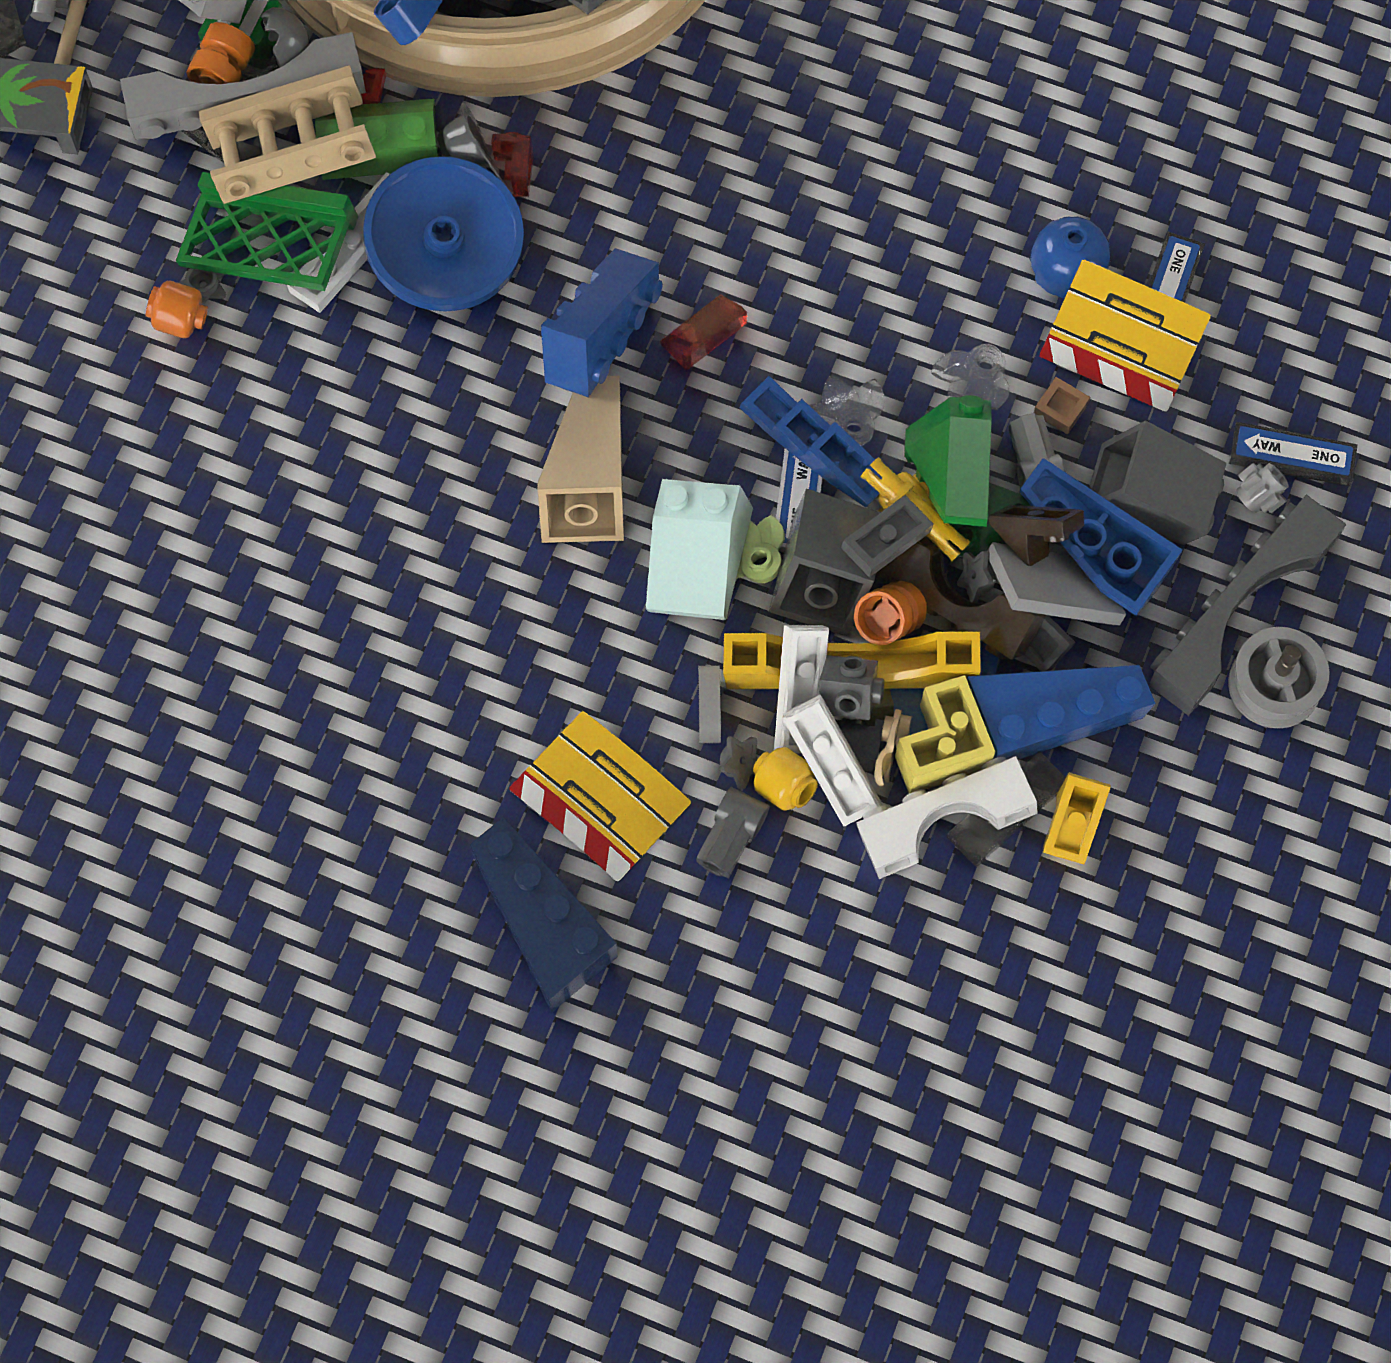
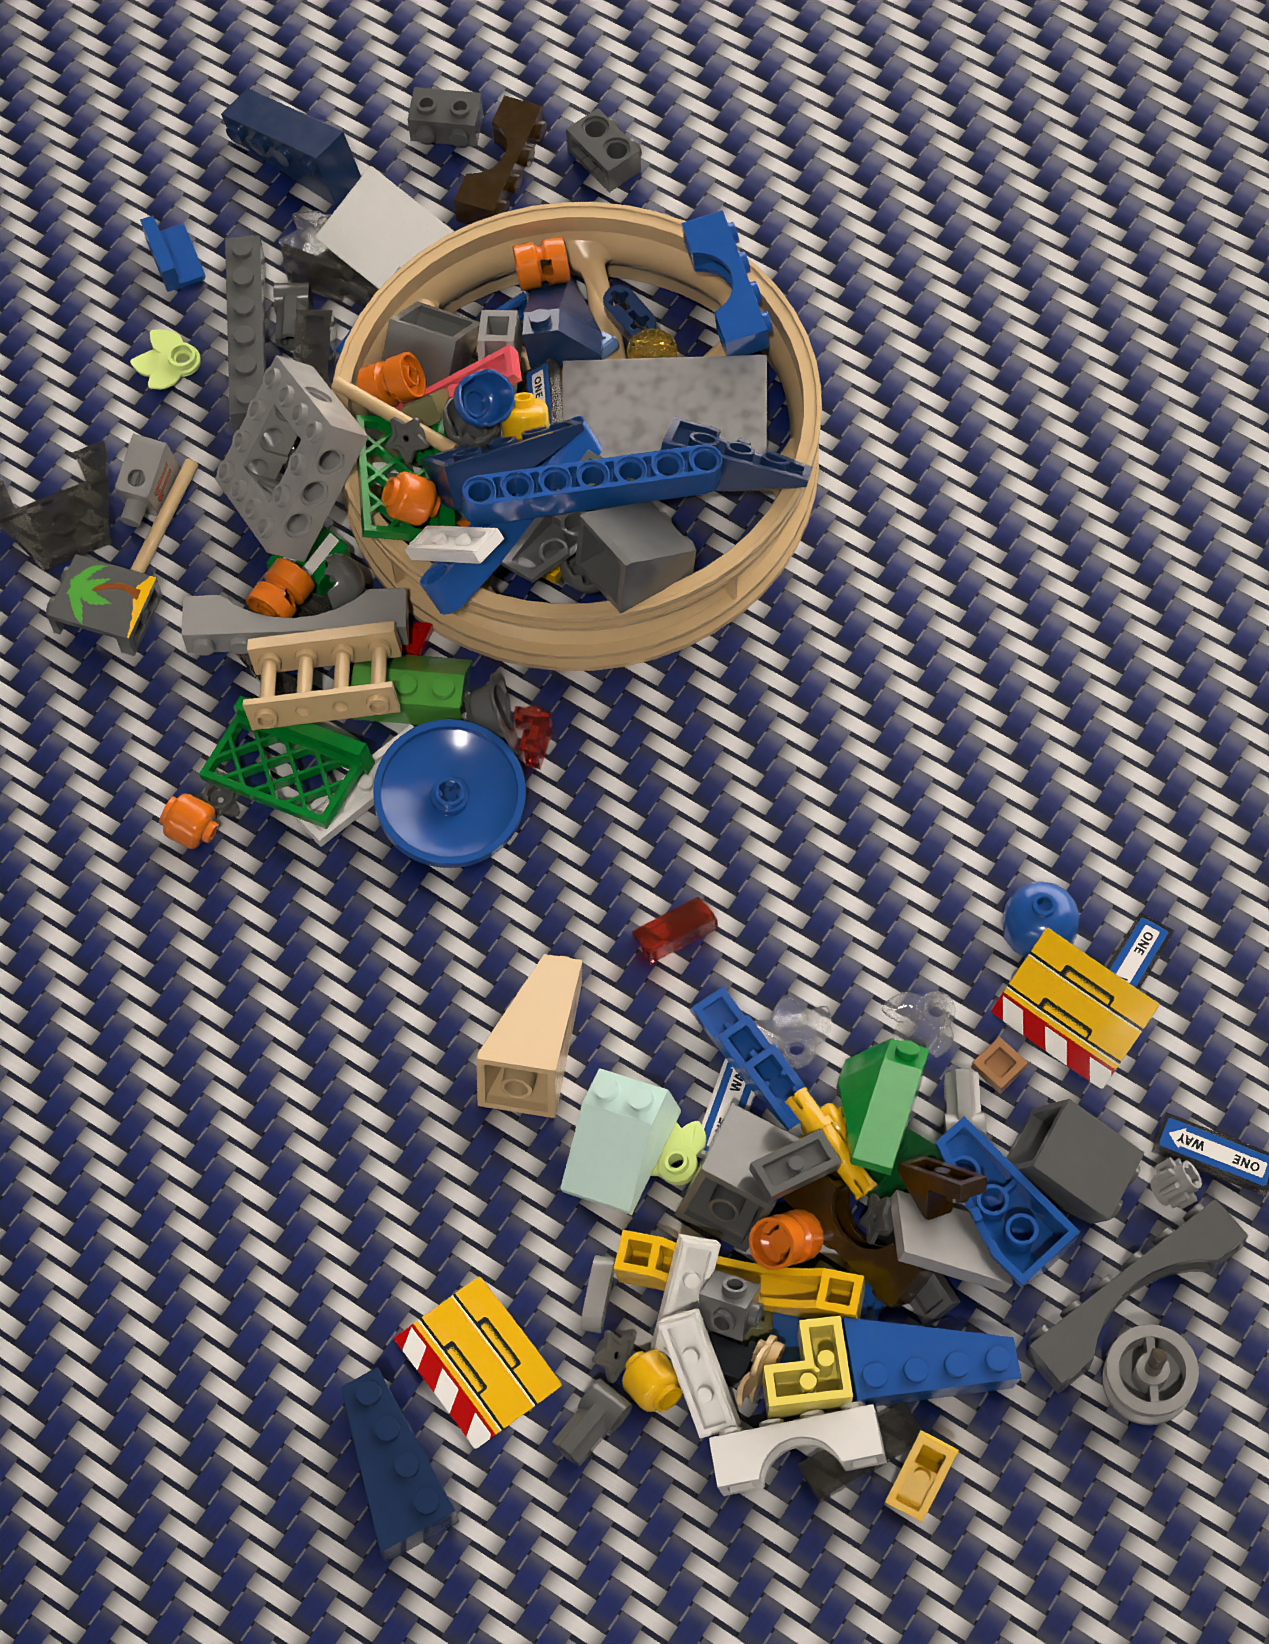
camera: 15 degrees right, 5 degrees down
(598, 321) = (573, 905): blue wedge -> none

